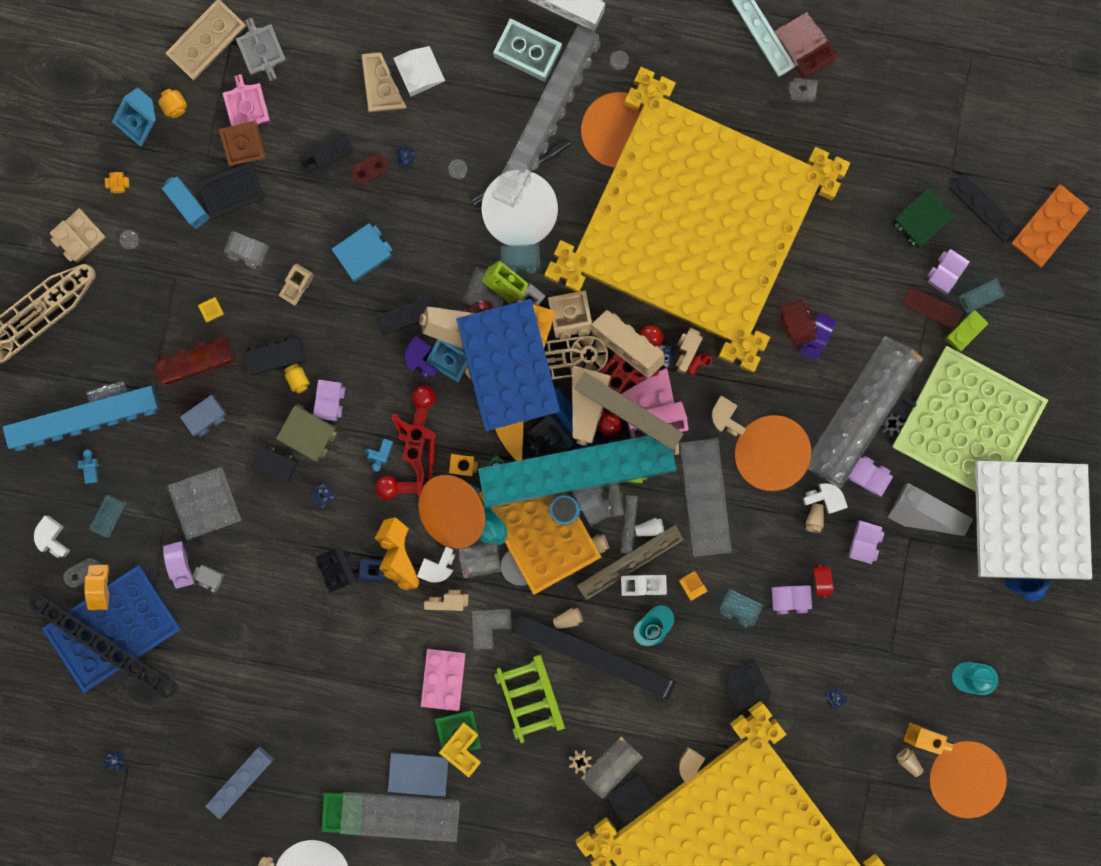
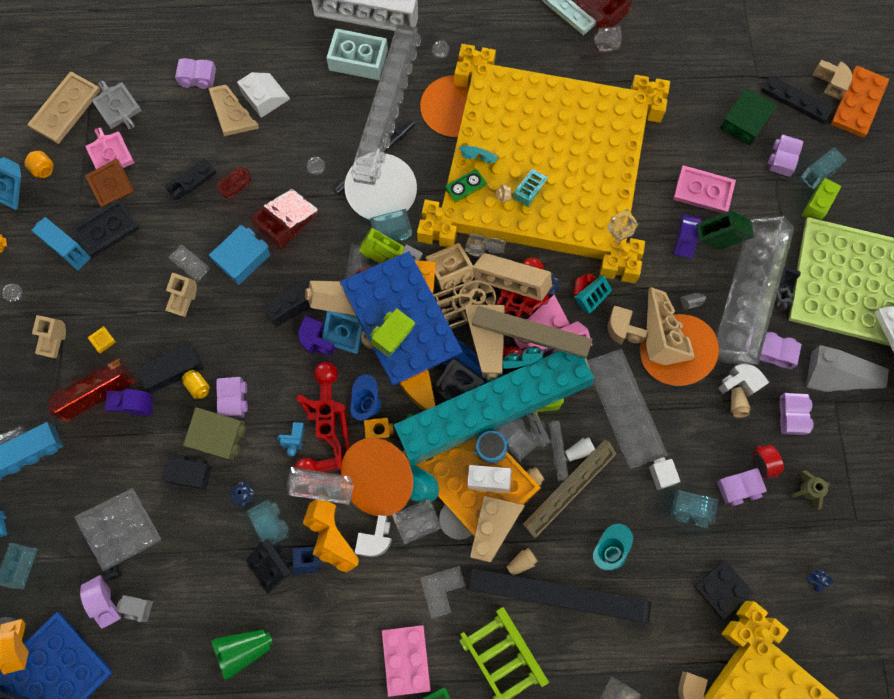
camera: 15 degrees left, 15 degrees down
(161, 296) = (50, 335): none -> tan brick
(204, 416) = (107, 441): sand blue brick -> none
(230, 383) = (131, 401): none -> dark purple brick
(246, 249) = (127, 275): clear brick -> none
(297, 637) = (240, 650): none -> green cone
(309, 247) = (189, 263): none -> clear plate
(342, 529) = (267, 522): none -> clear light blue brick
(350, 30) = (195, 73): none -> lavender brick
(397, 508) = (319, 485): none -> clear brick
(405, 157) = (265, 165): dark blue plant -> none
(415, 221) = (284, 217): none -> clear red slope
(452, 601) = (397, 571): tan plate -> none
(456, 432) = (365, 398): none -> blue piece
(495, 383) = (392, 332): none -> lime brick
(548, 583) = (493, 526): none -> tan wing
(555, 540) = (489, 479): none -> white brick
(604, 237) = (465, 185): none -> tile
(605, 296) = (477, 244): none -> clear plate
(620, 202) = (472, 152): none -> teal slope
(622, 432) = (528, 356): none -> teal slope
(639, 257) = (503, 194): none -> tan plate
(643, 585) = (591, 507): white brick -> none
(658, 265) = (524, 199): none -> teal slope
(688, 345) = (569, 270): tan plate -> none
(692, 585) = (639, 498): light orange panel -> none
(703, 385) = (581, 298): none -> teal slope
(722, 569) = (664, 473): none -> white brick
(748, 321) = (622, 225): none -> clear brick
(762, 437) = (664, 334): none -> tan wedge
(798, 323) = (667, 222): clear red brick -> none
(802, 404) = (692, 300): none -> light grey slope
(851, 290) = (704, 189): none -> bright pink plate
(852, 346) = (725, 230): none -> dark green brick
(856, 609) = (812, 489): none -> olive brick
(932, 308) = (782, 189): clear red plate -> none
(1035, 194) = (838, 78): none -> tan brick

